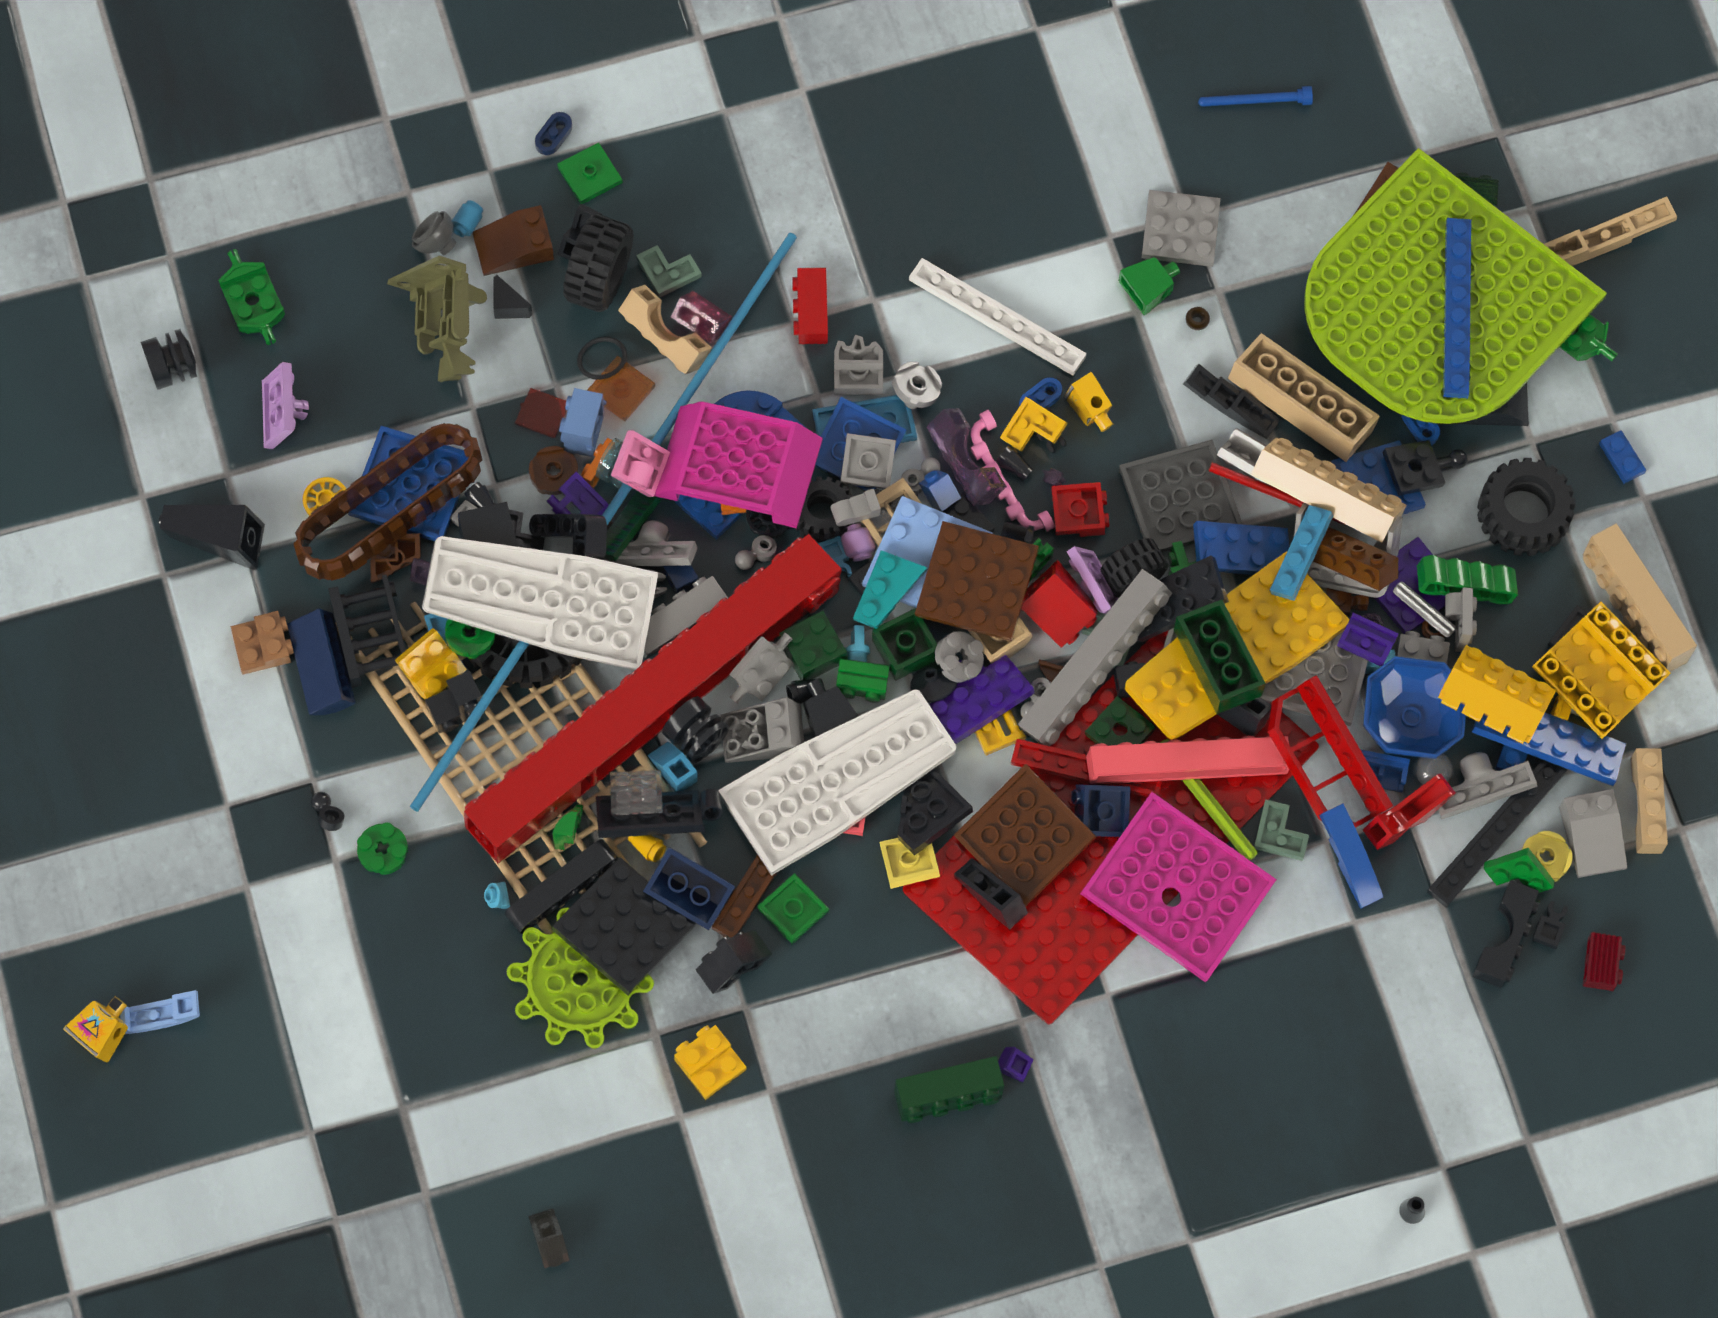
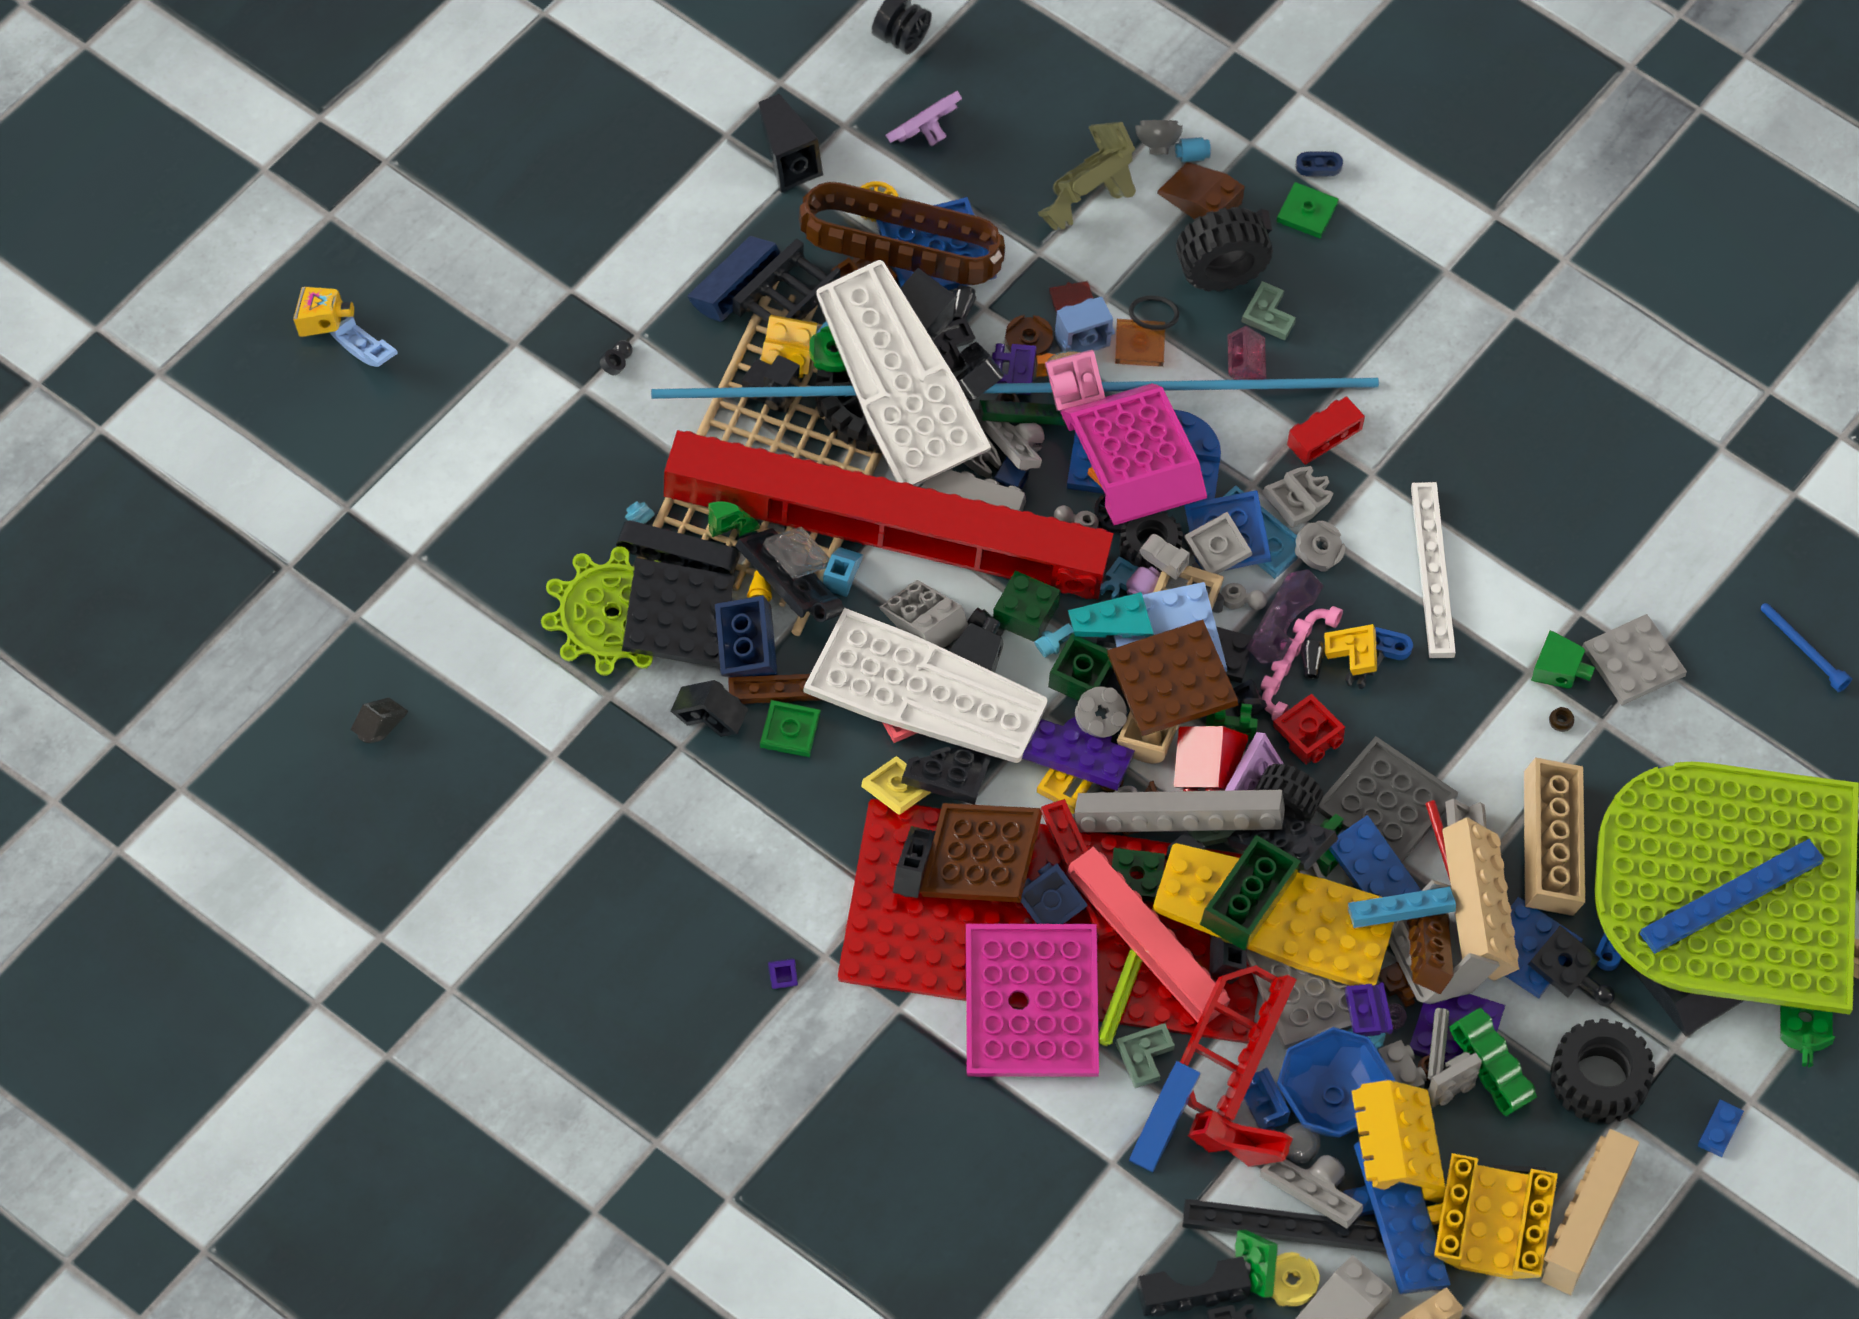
camera: 55 degrees right, 10 degrees down
(249, 280) = (1006, 35): green plate -> none
(262, 643) = (721, 230): medium nougat plate -> none
(382, 834) = (616, 401): green plate -> none
(507, 302) = (1143, 218): black slope -> none
(644, 311) = (1215, 316): tan arch -> none
(695, 729) = (884, 562): black wheel -> none
(709, 1061) = (613, 745): yellow plate -> none
(761, 668) = (974, 576): light grey plate -> none
(862, 679) = (1027, 659): green brick -> none
(932, 683) = (1062, 712): black dish -> none
(939, 490) = (1239, 614): brick -> none
(949, 1089) = (718, 929): dark green brick -> none
(1053, 477) = (1323, 694): clear purple plate -> none
(1090, 402) = (1412, 678): yellow torso -> none
(1232, 402) = (1507, 788): black slope -> none

